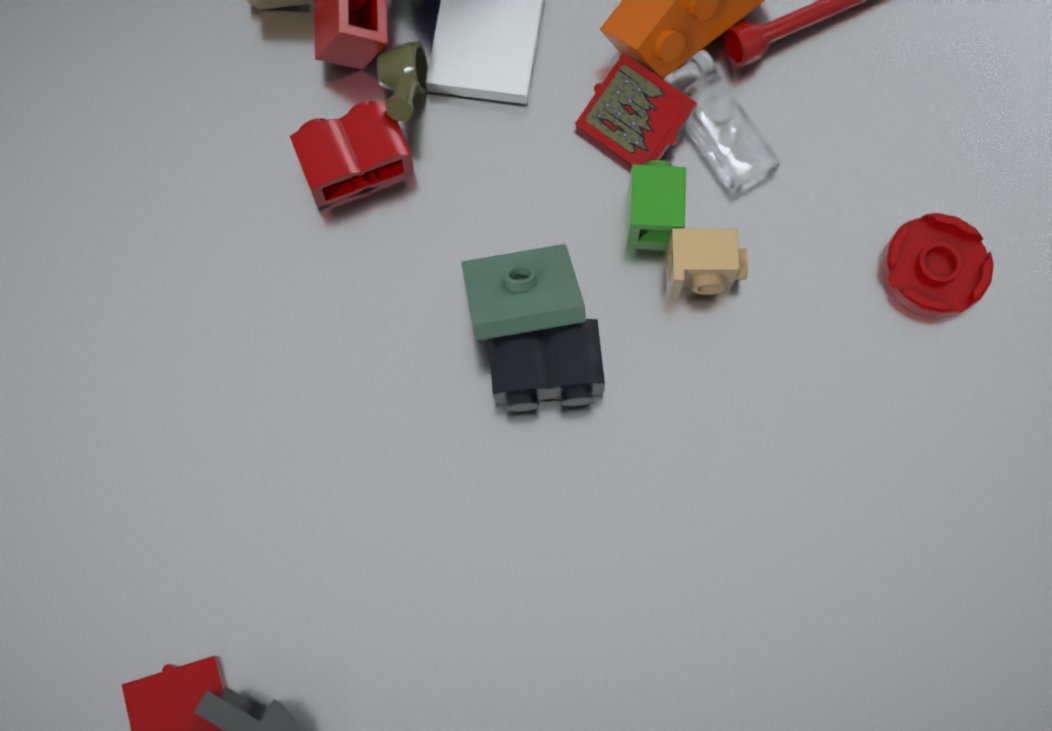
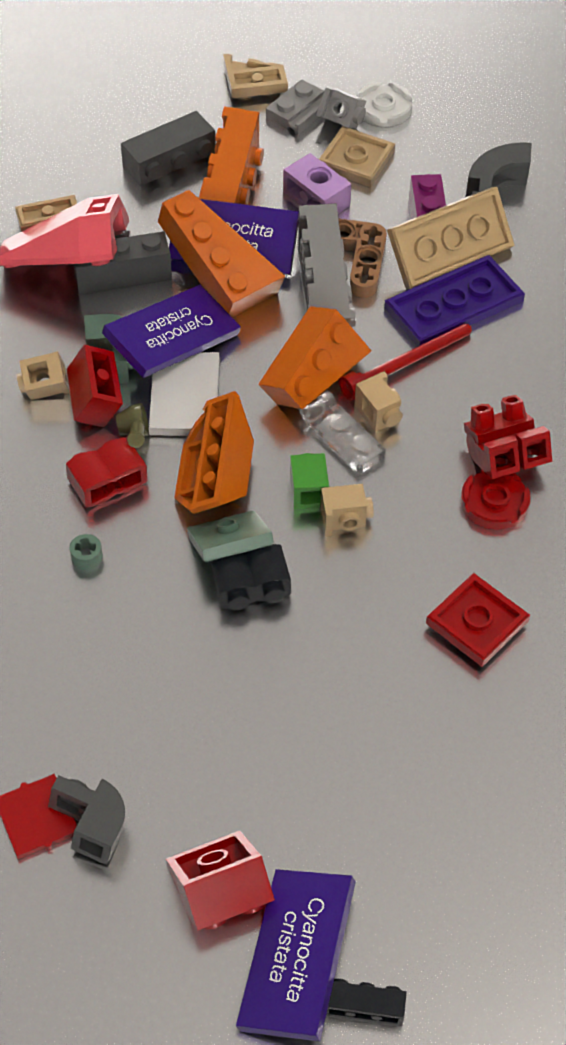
camera: 10 degrees left, 20 degrees down
(294, 272) = (82, 542): none -> sand green bush
(518, 153) = (216, 456): none -> orange wedge
(636, 112) = (288, 430): piece -> none
(781, 78) = (378, 402): none -> tan brick
(882, 479) = (477, 619): none -> red plate
(973, 170) = (506, 438): none -> red hips

